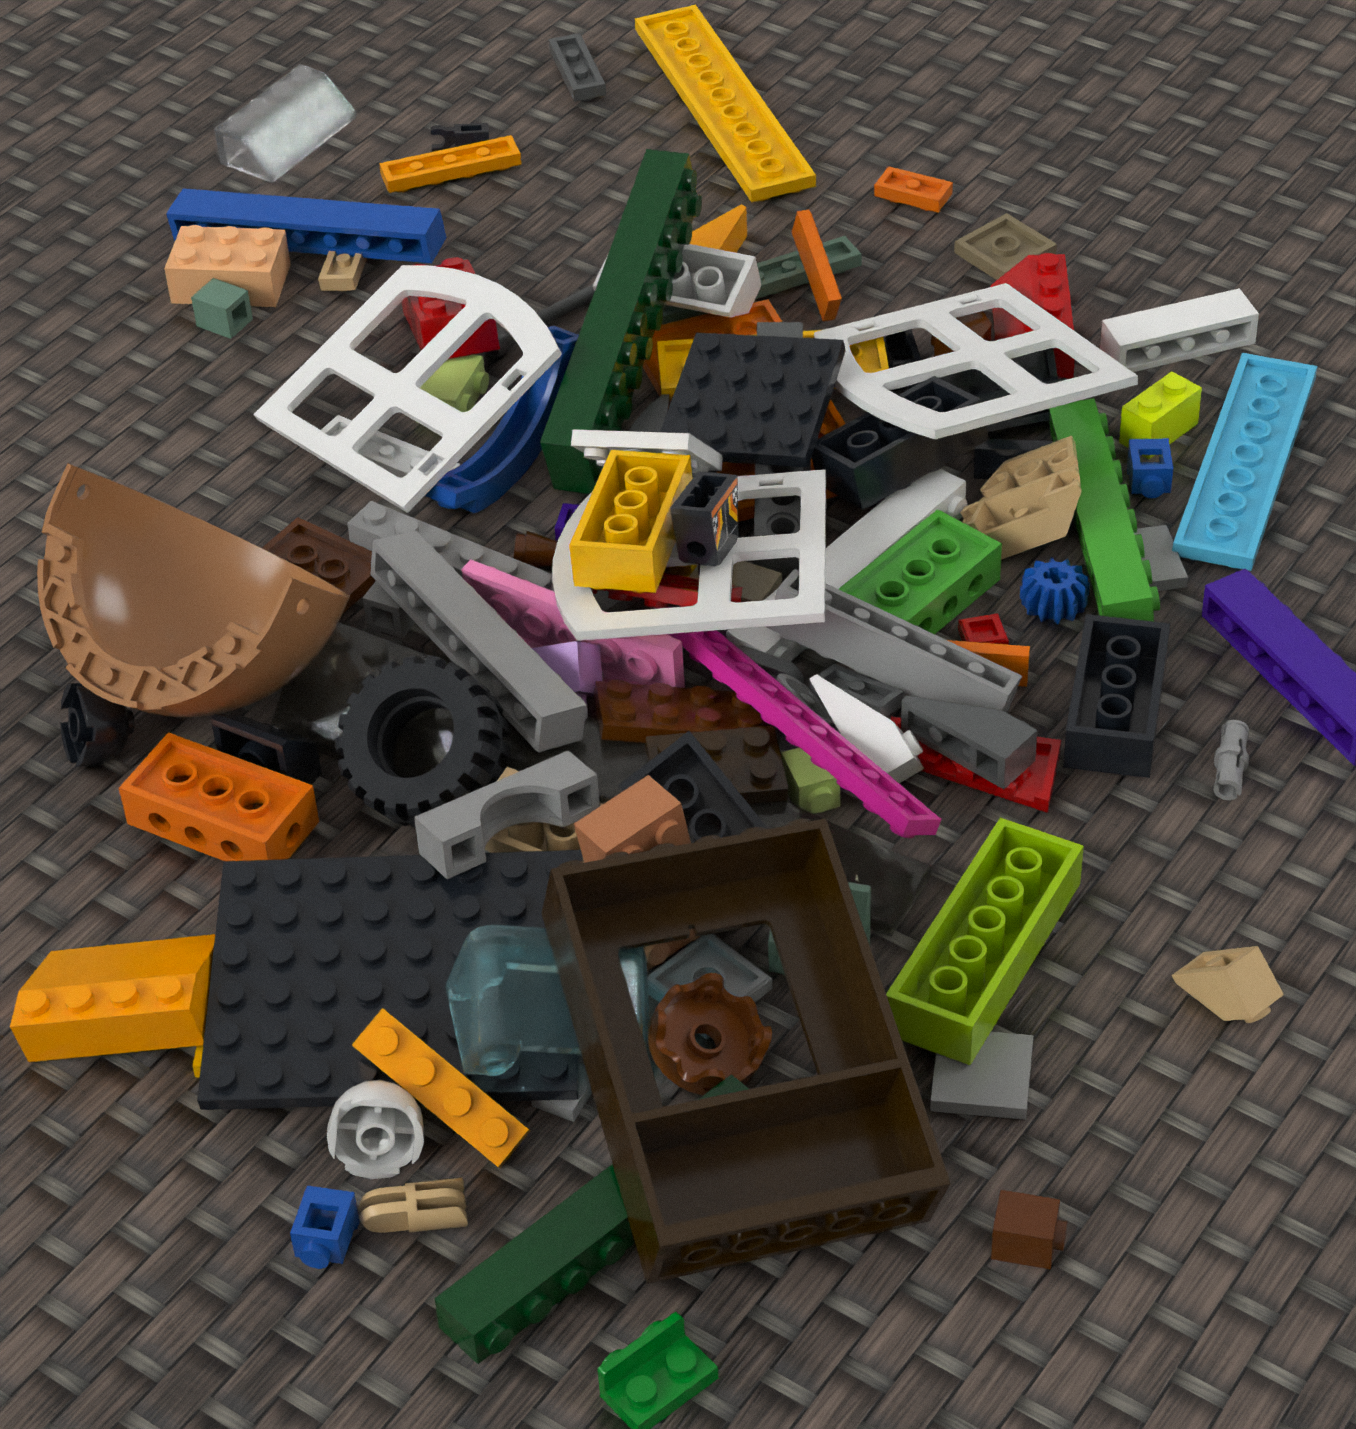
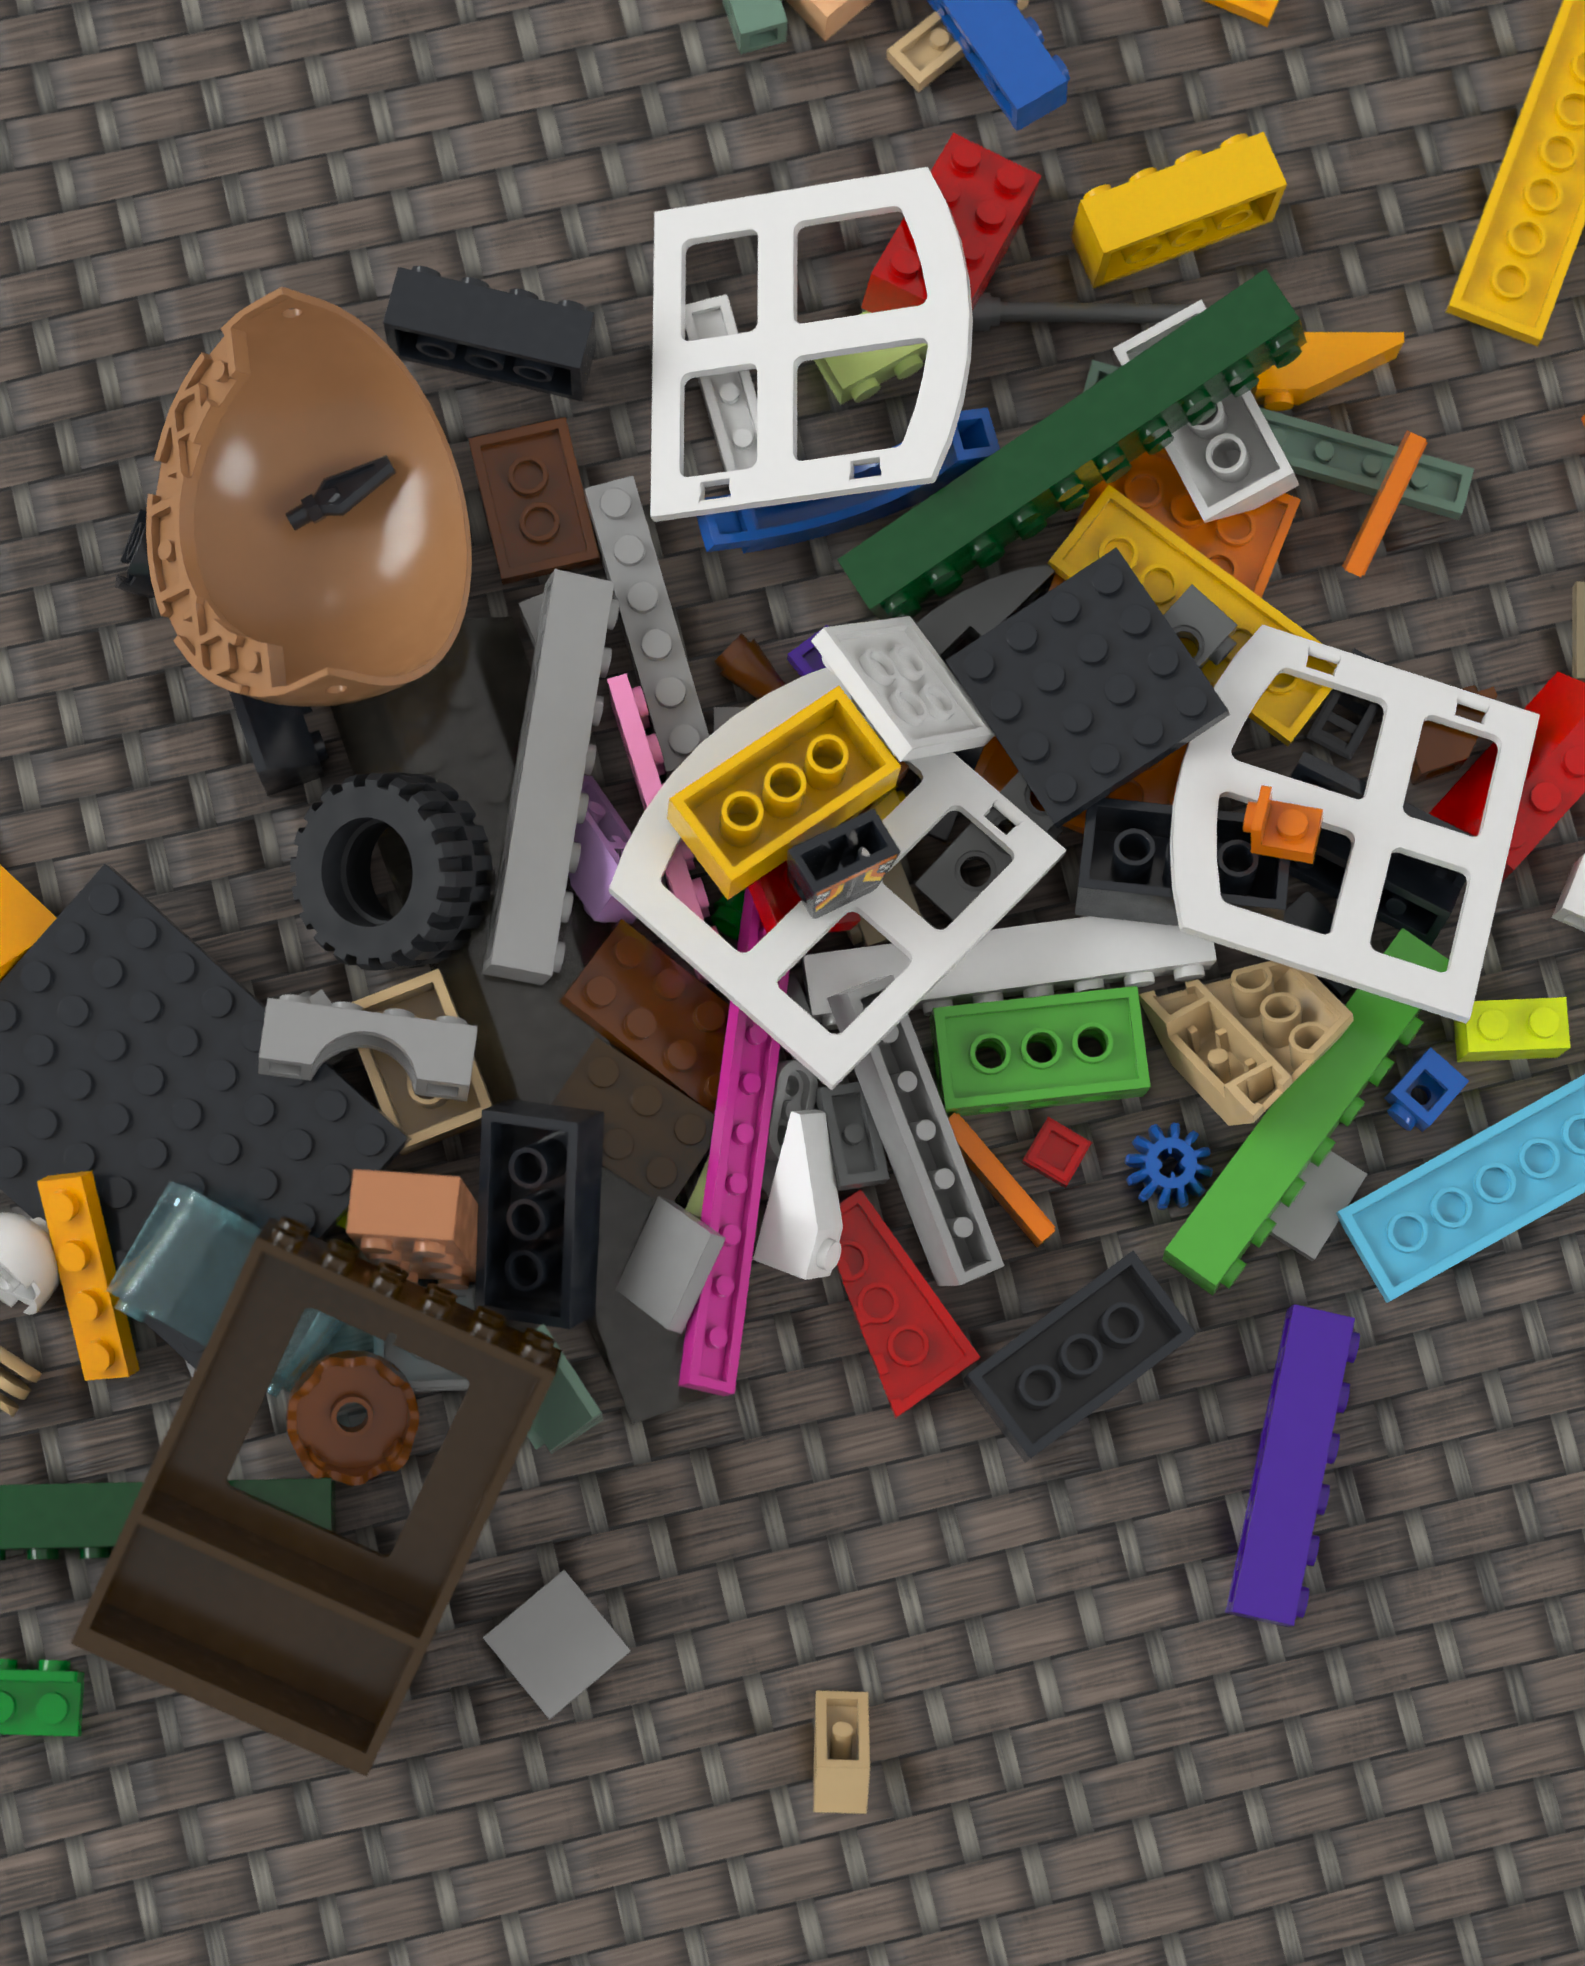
camera: 30 degrees right, 35 degrees up
(191, 615) = (341, 492): none -> black piece
(218, 803) = (167, 792): orange brick -> none
(234, 489) = (490, 332): none -> black brick
(559, 232) = (1177, 208): none -> yellow brick
(826, 786) = (670, 1264): none -> light grey tile
(935, 373) = (1282, 828): none -> orange bracket
(972, 736) = (893, 1305): dark grey slope -> none
(984, 940) = (677, 1527): lime brick -> none
(1027, 1229) = (429, 1838): reddish brown brick -> none
(1231, 760) = (1114, 1512): light grey pin -> none

